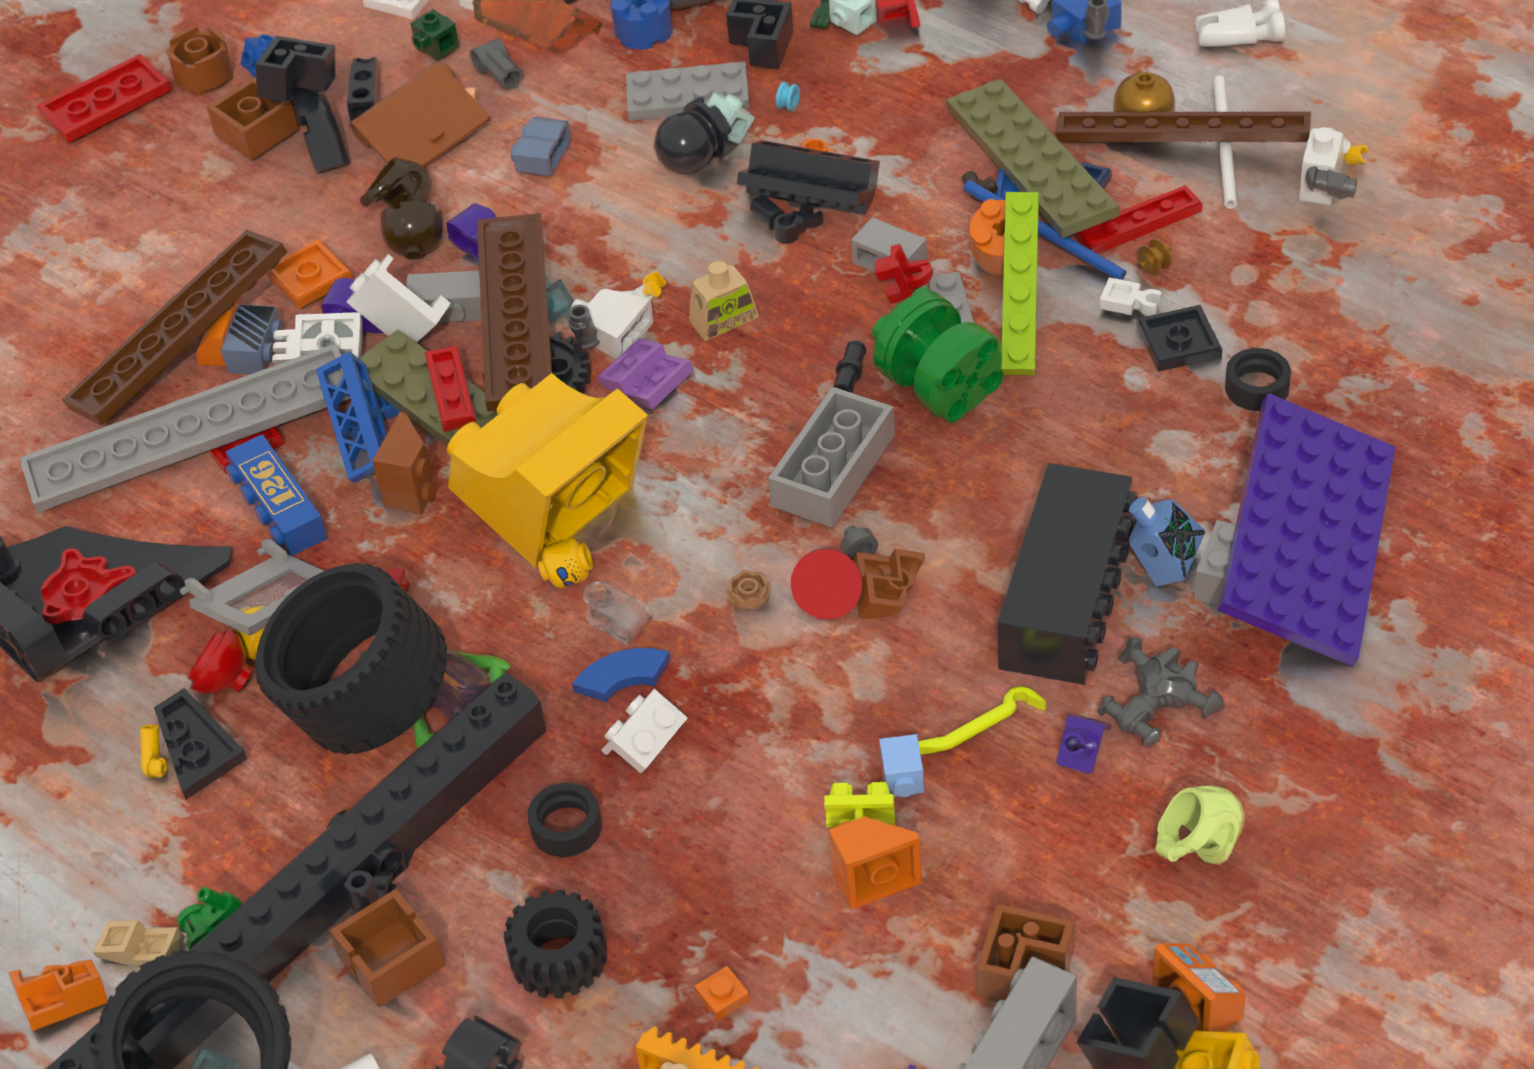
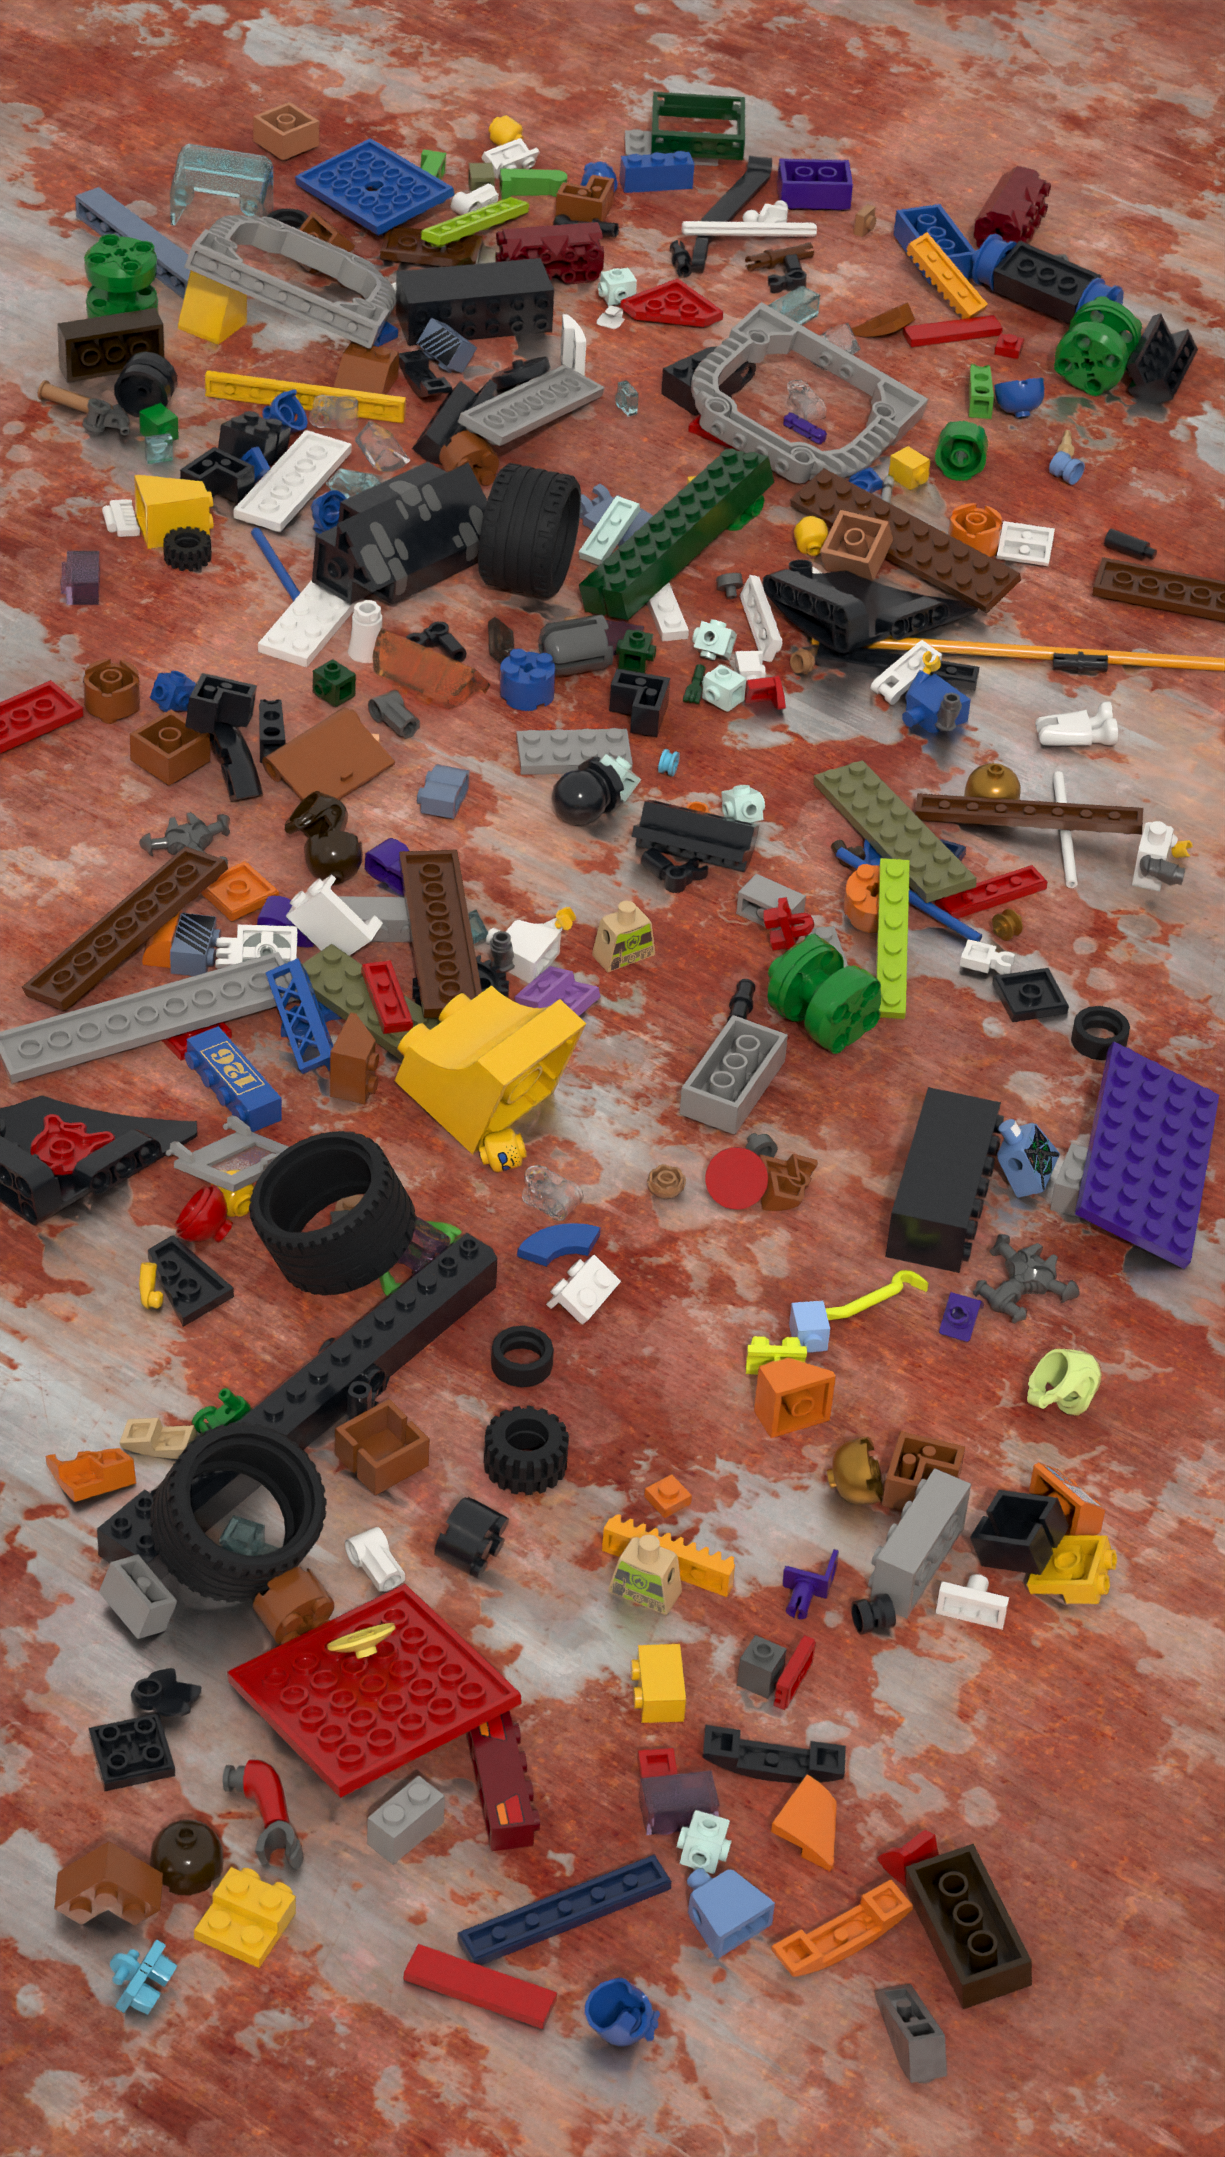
camera: 10 degrees left, 5 degrees down
(263, 218) = (192, 835): none -> dark grey piece
(858, 132) = (743, 804): none -> light aqua brick
(946, 956) = (856, 1473): none -> pearl gold cylinder

